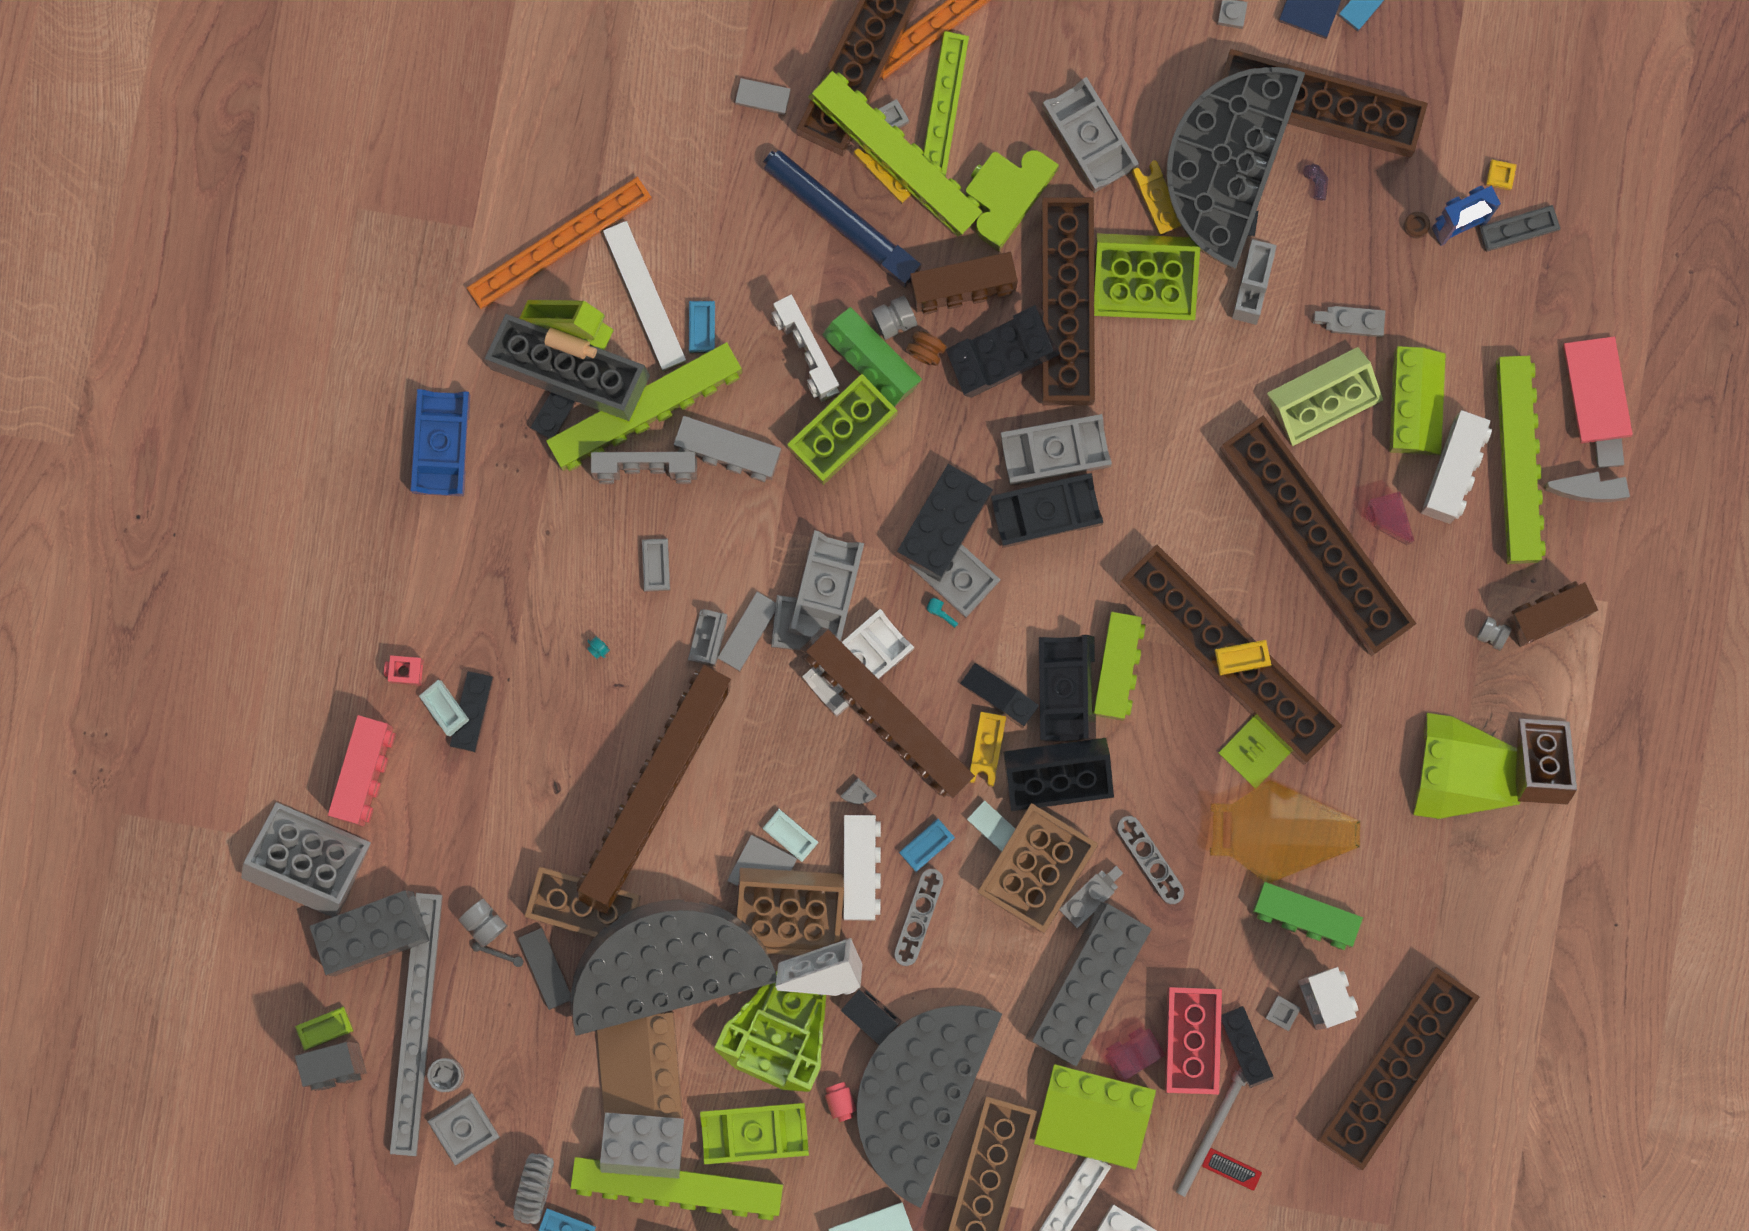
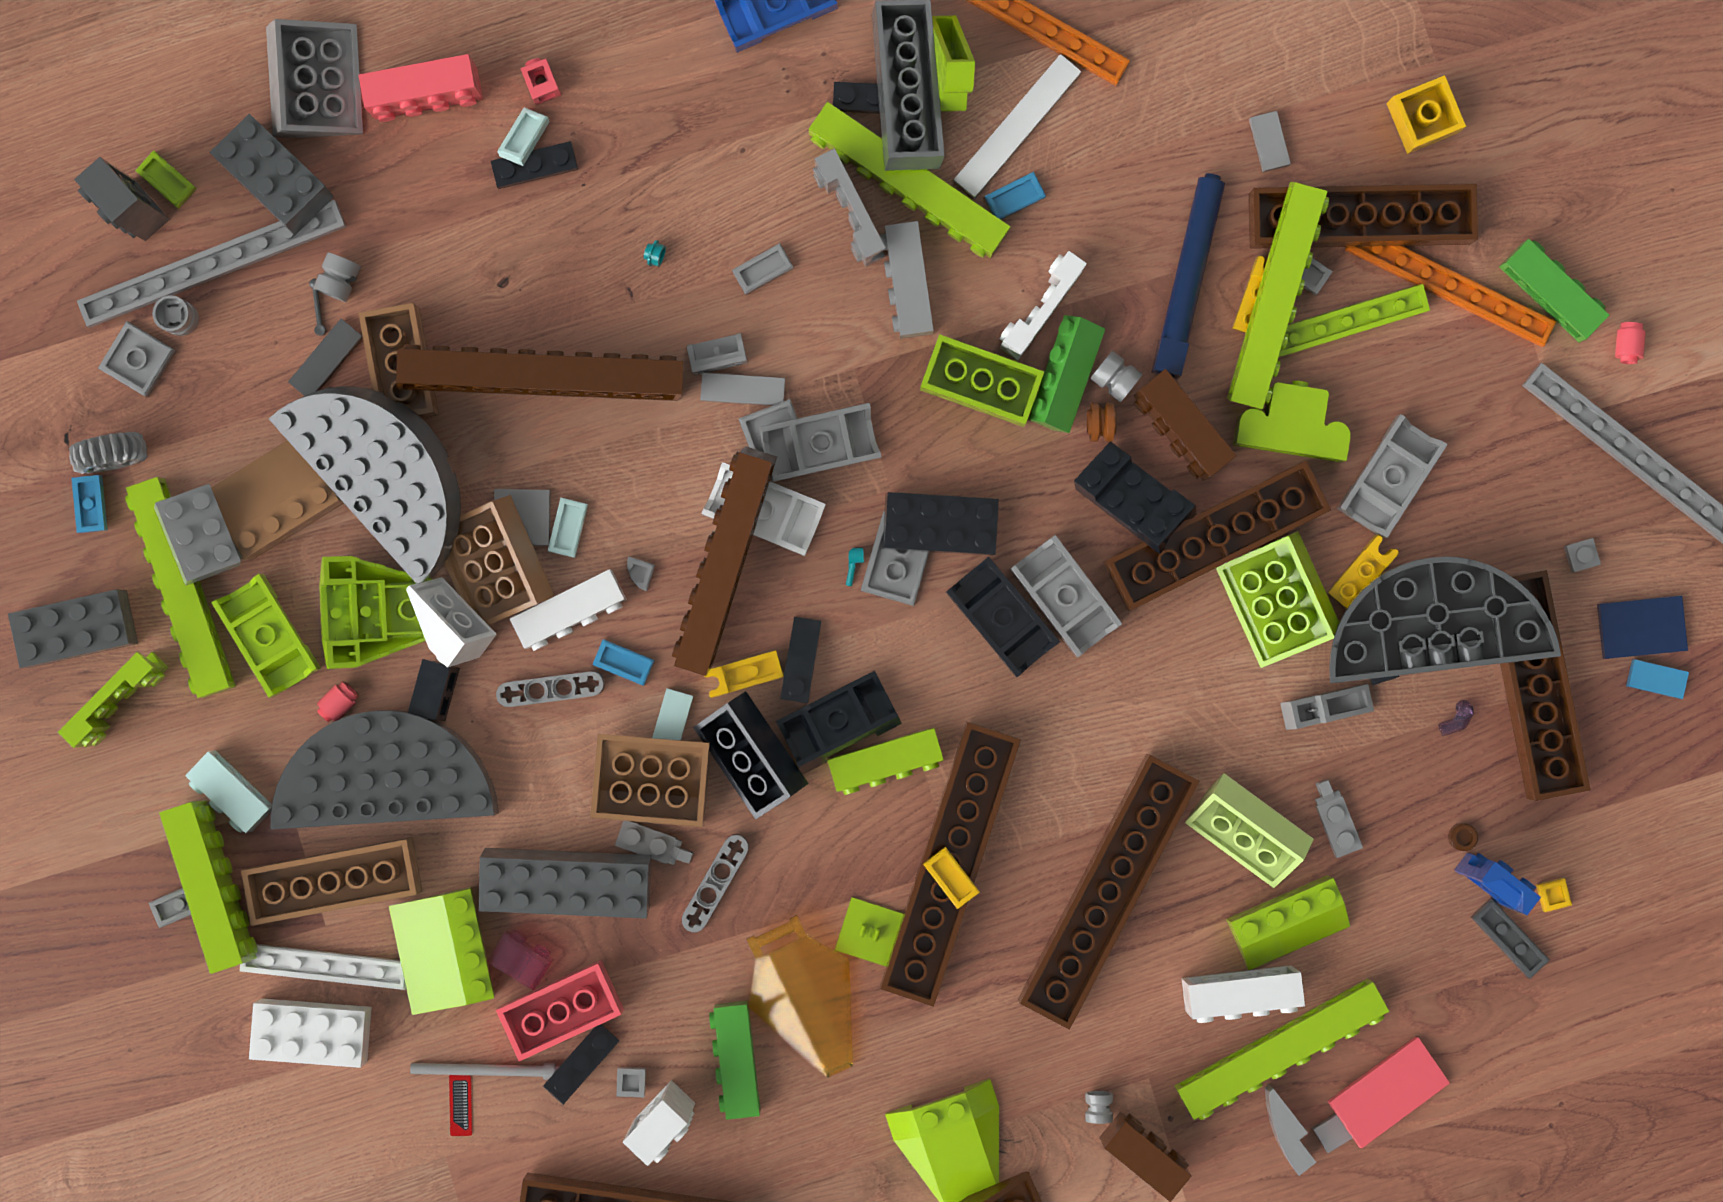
camera: 65 degrees right, 5 degrees up
(569, 344) = (929, 73): light nougat cylinder -> none
(1390, 517) = (1162, 951): clear pink slope -> none

